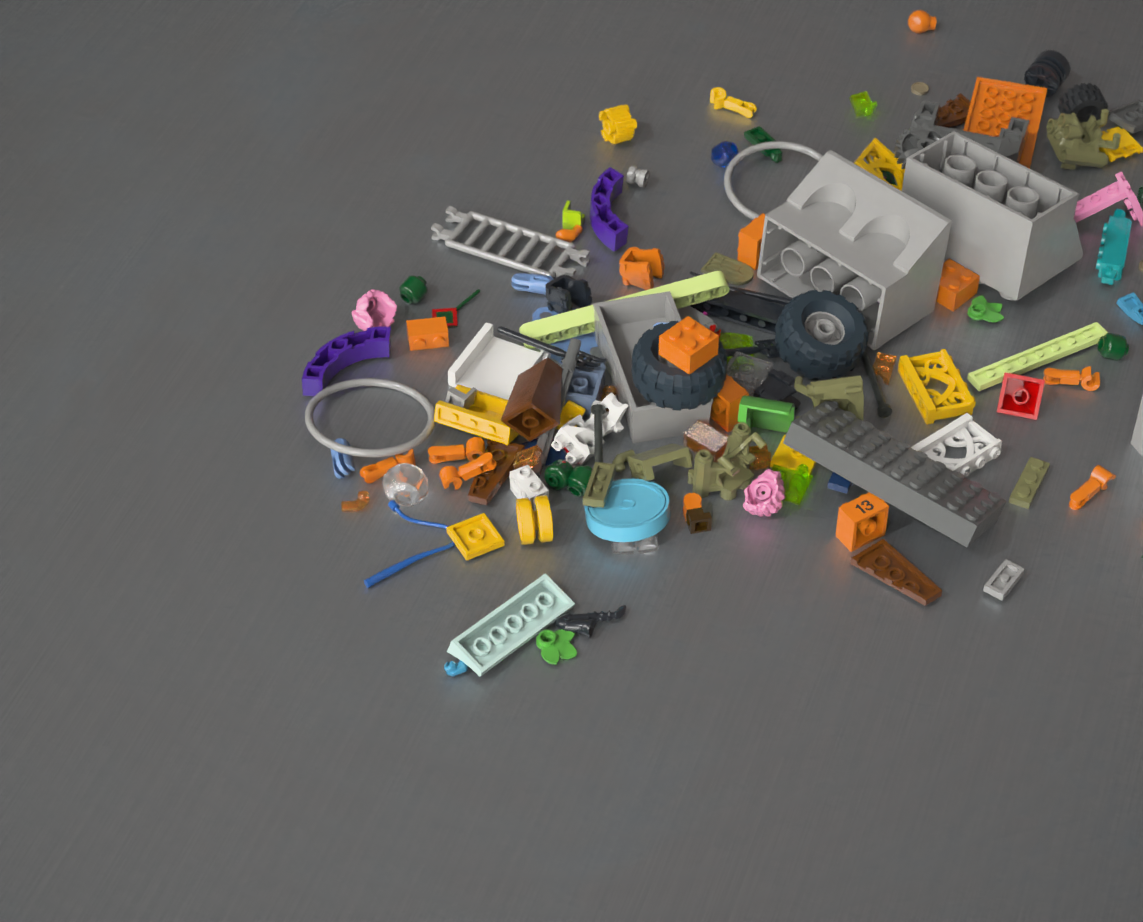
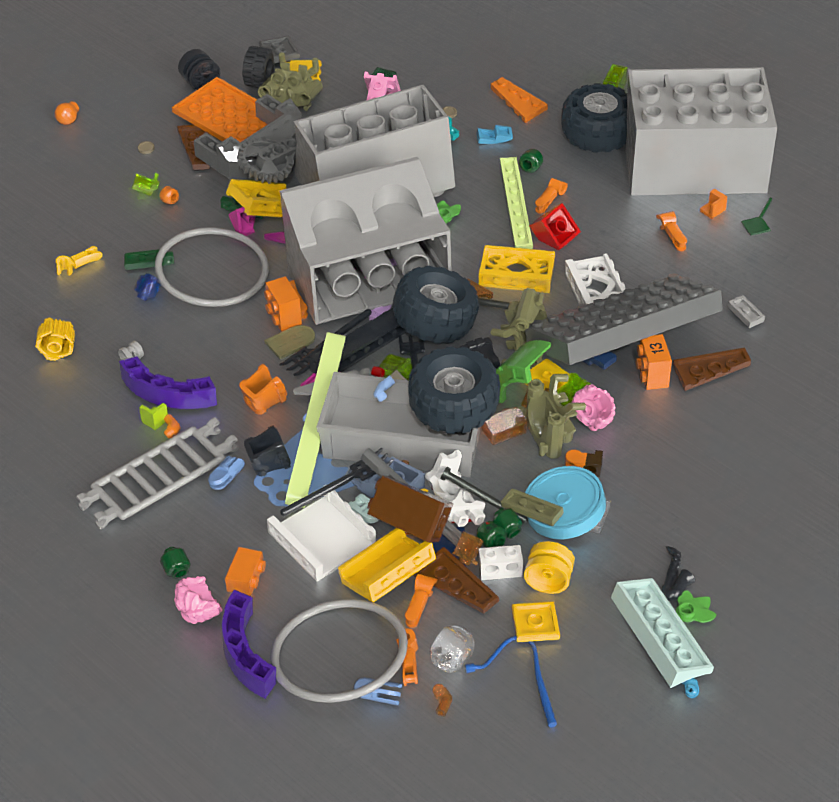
camera: 65 degrees left, 0 degrees up
(451, 313) = (221, 553): piece -> none
(460, 399) = (363, 571): light grey panel -> none
(469, 470) = (453, 612): orange piece -> none
(621, 458) = (491, 489): olive arm -> none
(642, 463) = (518, 460): olive panel -> none
(688, 345) = (465, 362): orange brick -> none
(859, 124) = (169, 195): none -> orange piece
(1029, 483) = (647, 260): olive plate -> none

